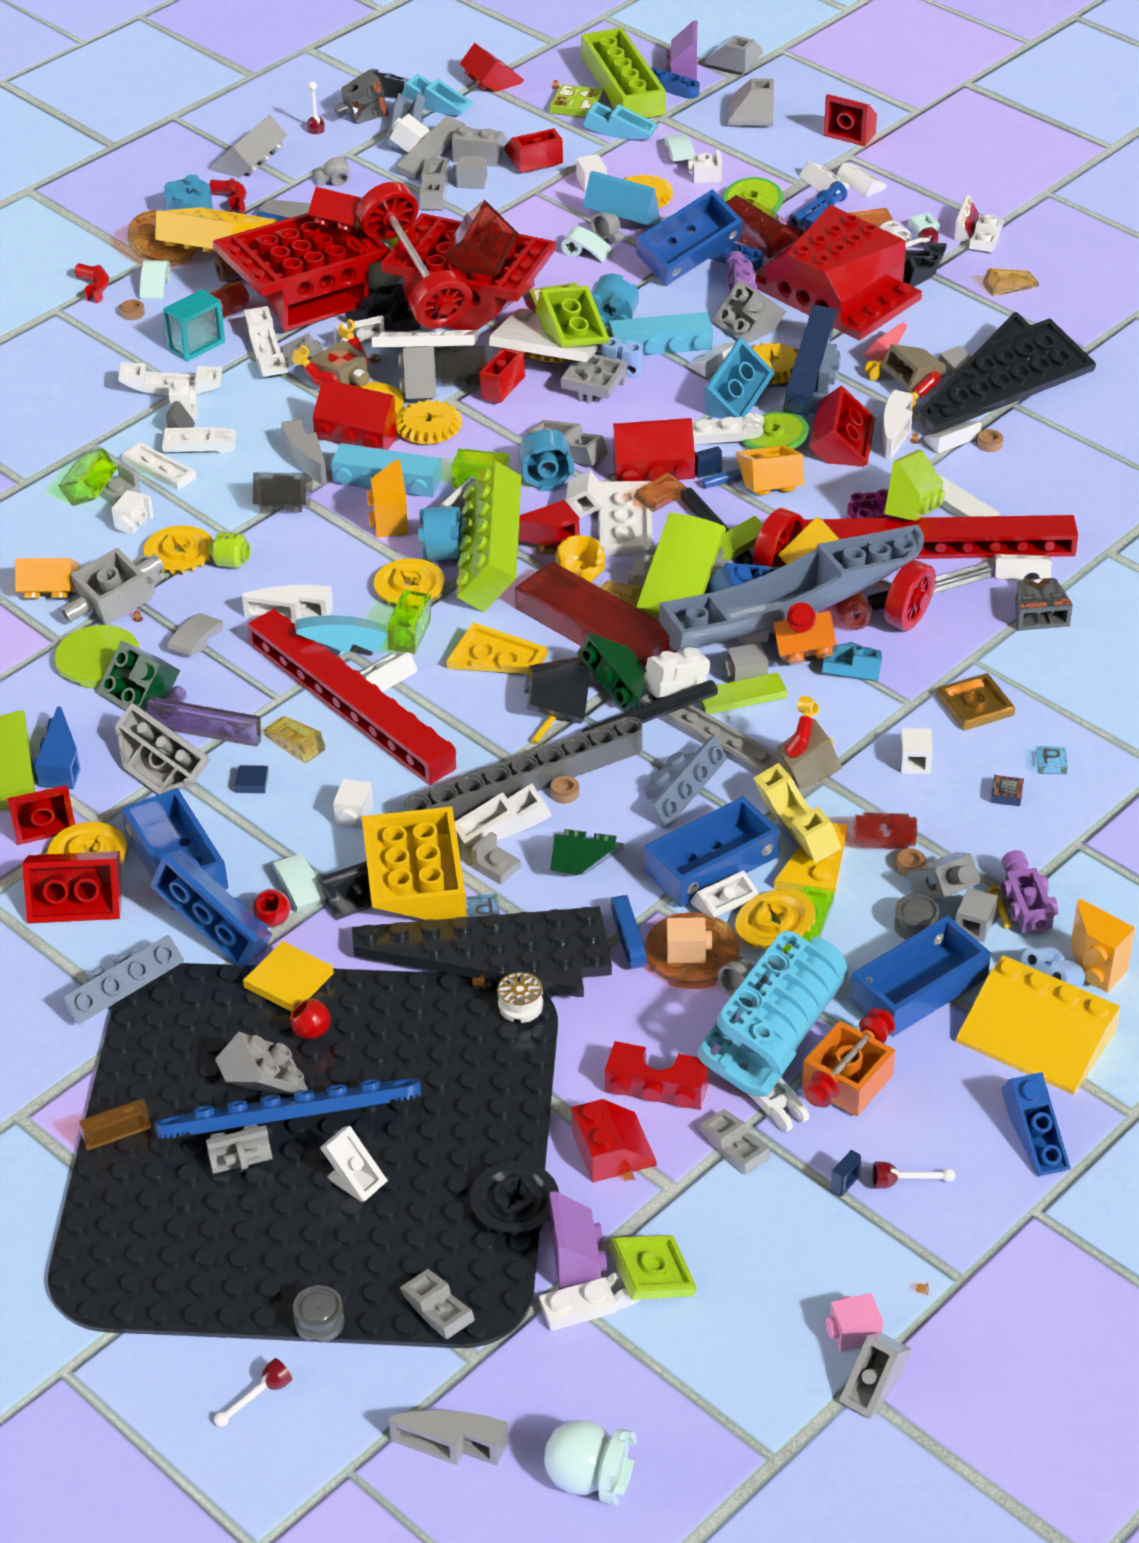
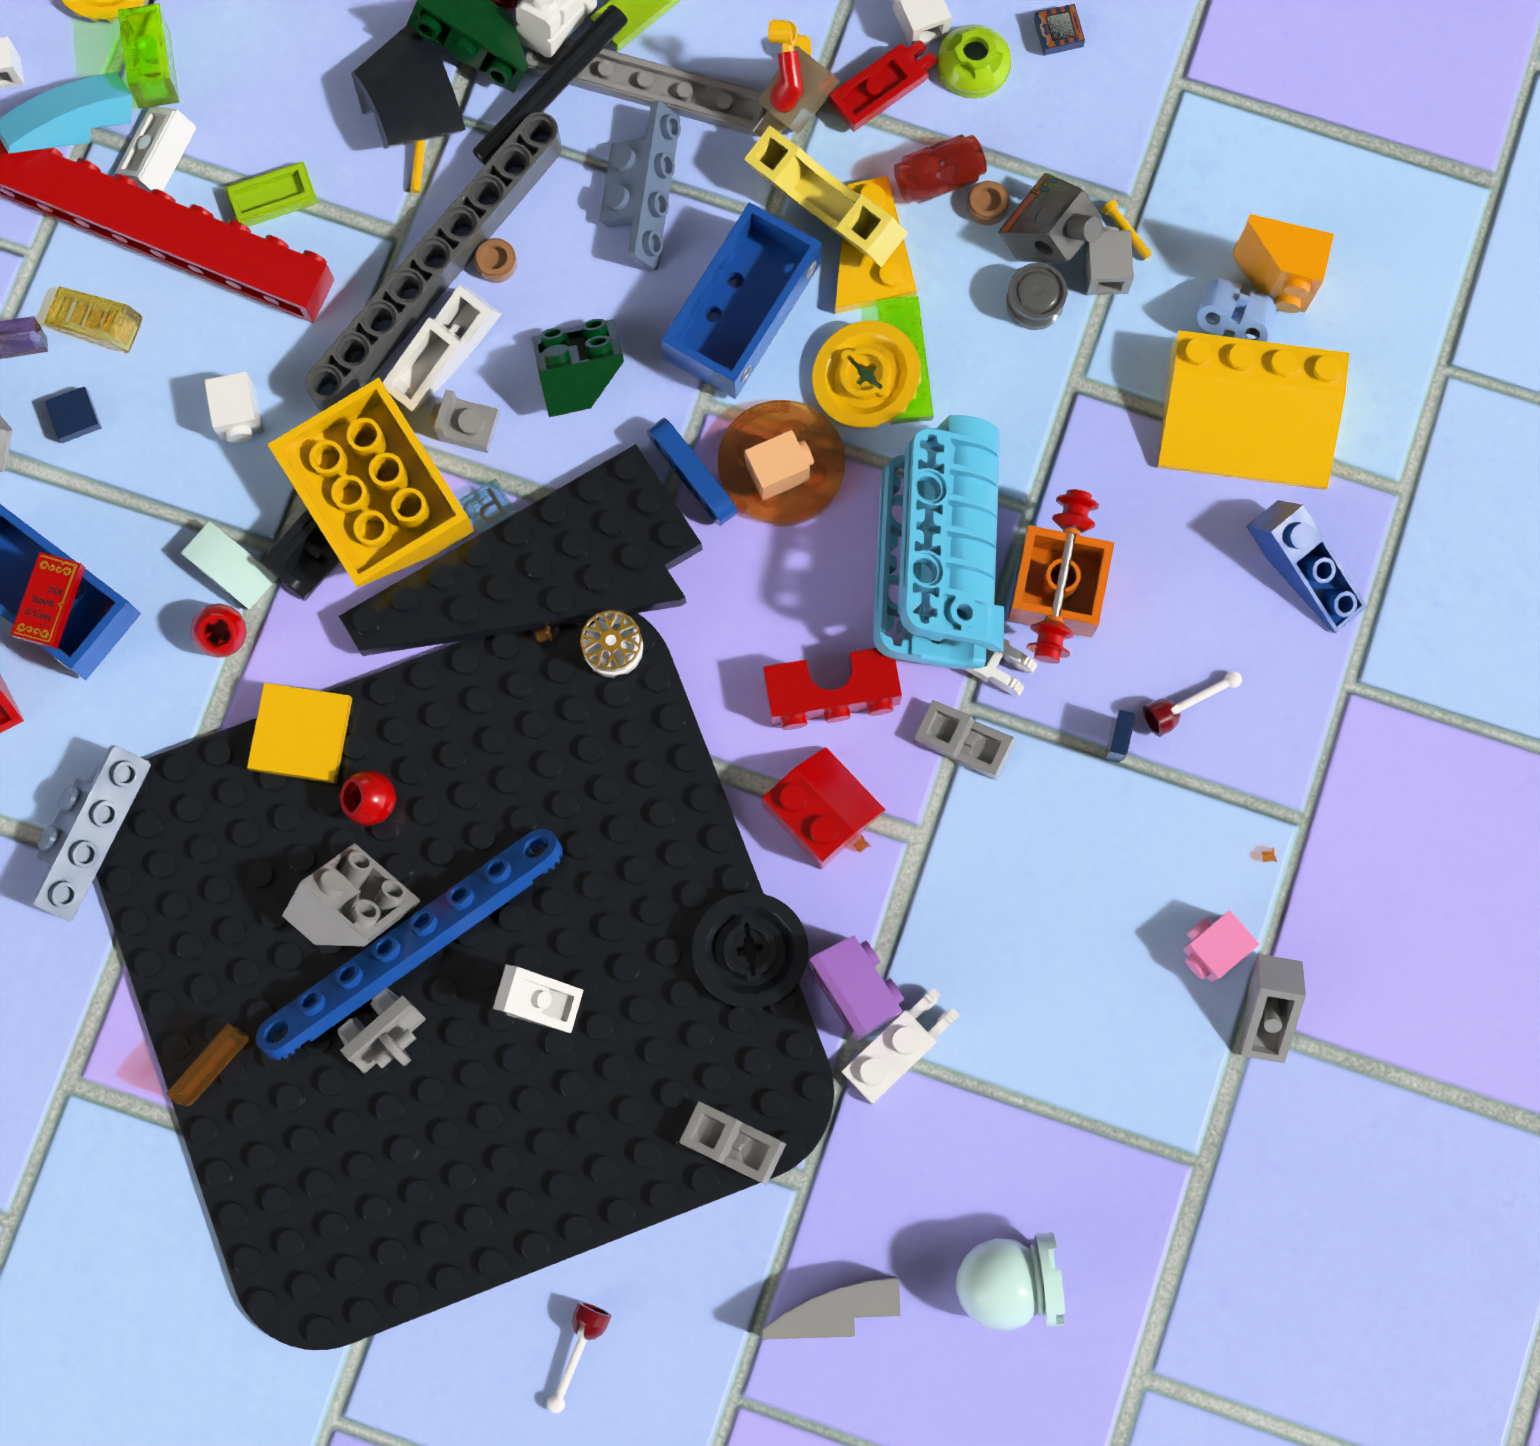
camera: 25 degrees left, 35 degrees up
(183, 836) = (48, 600): none -> red tile
(210, 908) = (151, 683): blue slope -> none
(318, 1313) = (602, 1225): dark grey wheel -> none
(444, 714) = (271, 194): none -> lime tile
(495, 652) = (290, 56): yellow wing -> none
(652, 1267) = (955, 974): lime tile -> none
(725, 895) = (786, 361): white slope -> none
(733, 974) = (861, 489): light grey piece -> none
(870, 779) = (881, 84): none -> red hinge
(921, 973) = (1099, 358): blue piece -> none
(940, 795) = (972, 77): none -> lime piece
(1027, 894) = (1172, 207): medium lavender brick -> none

